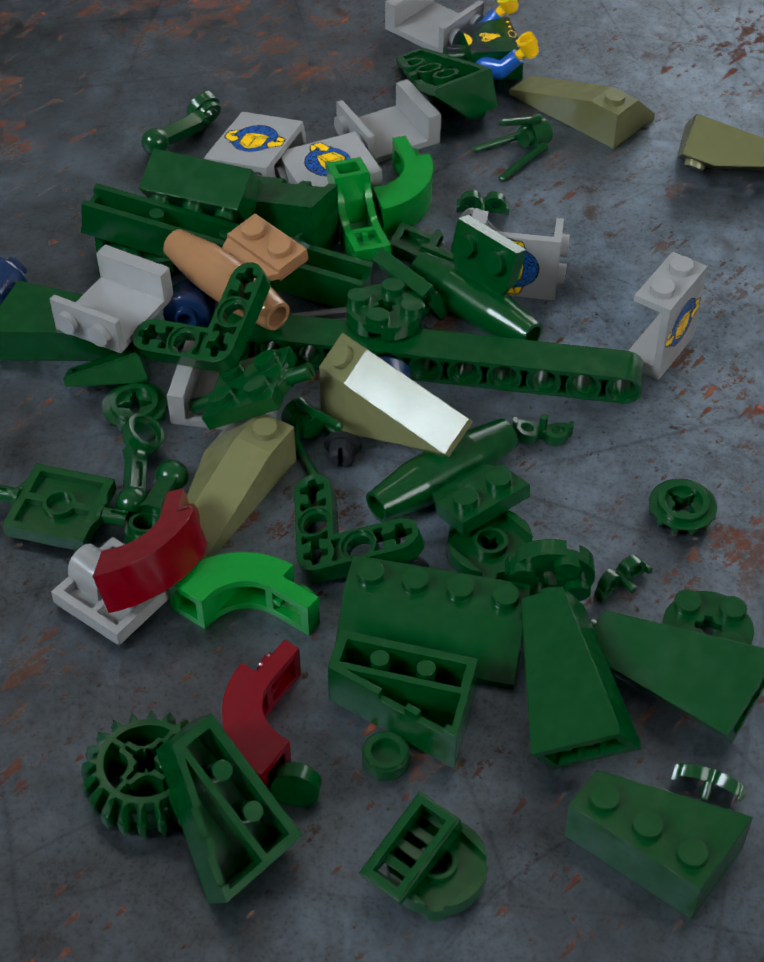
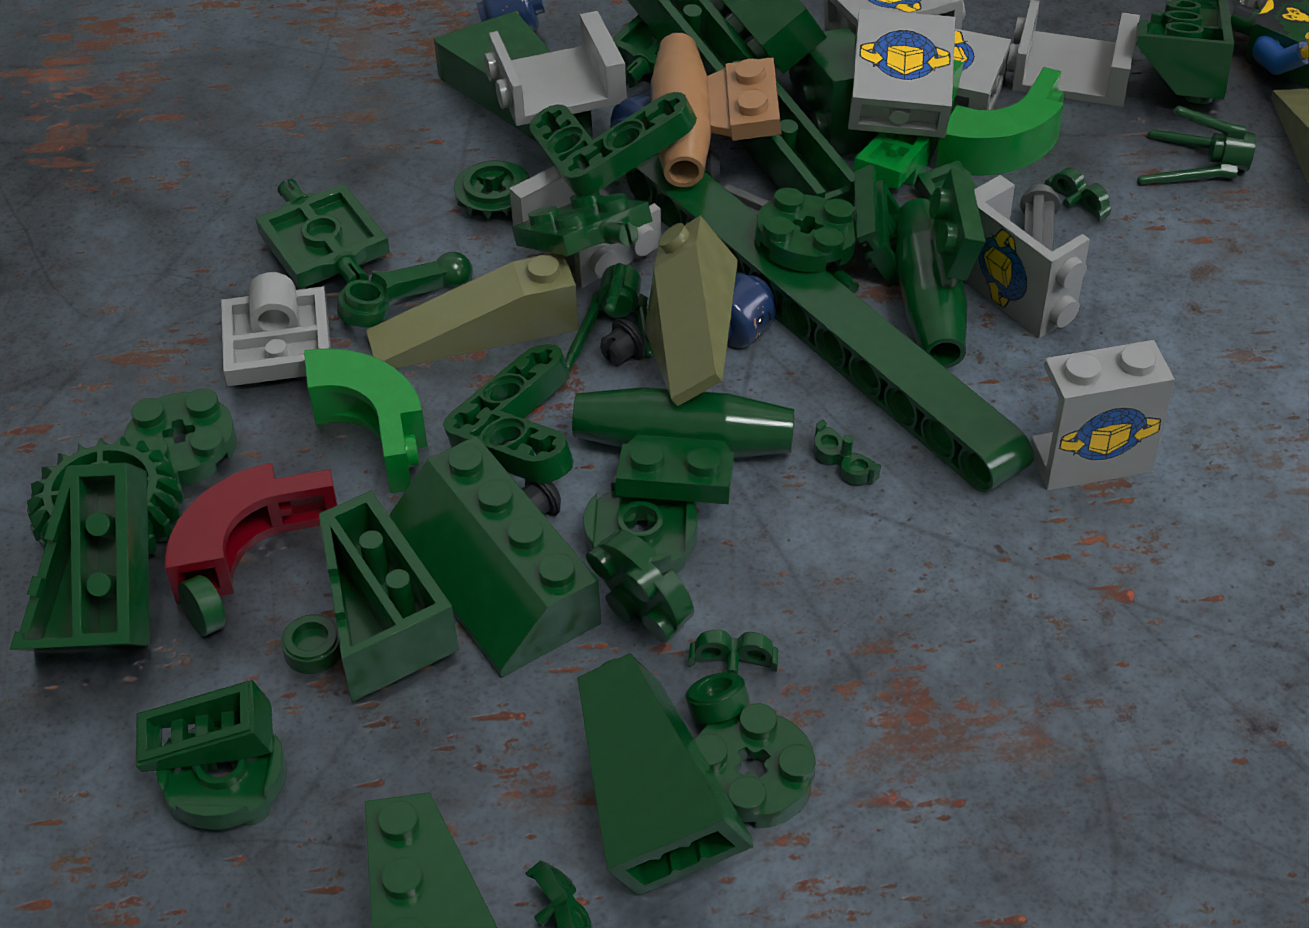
camera: 45 degrees right, 0 degrees up
(110, 370) = (508, 142): dark green slope -> none
(127, 676) = (199, 416): none -> dark green plate
(135, 459) = (438, 232): dark green piece -> none
(153, 560) = (315, 320): dark red arch -> none
(342, 178) = (902, 73): none -> light grey panel
(570, 687) = (520, 695): dark green slope -> none
(650, 604) = (717, 698): none -> dark green tile
(682, 493) = (913, 623): dark green gear -> none

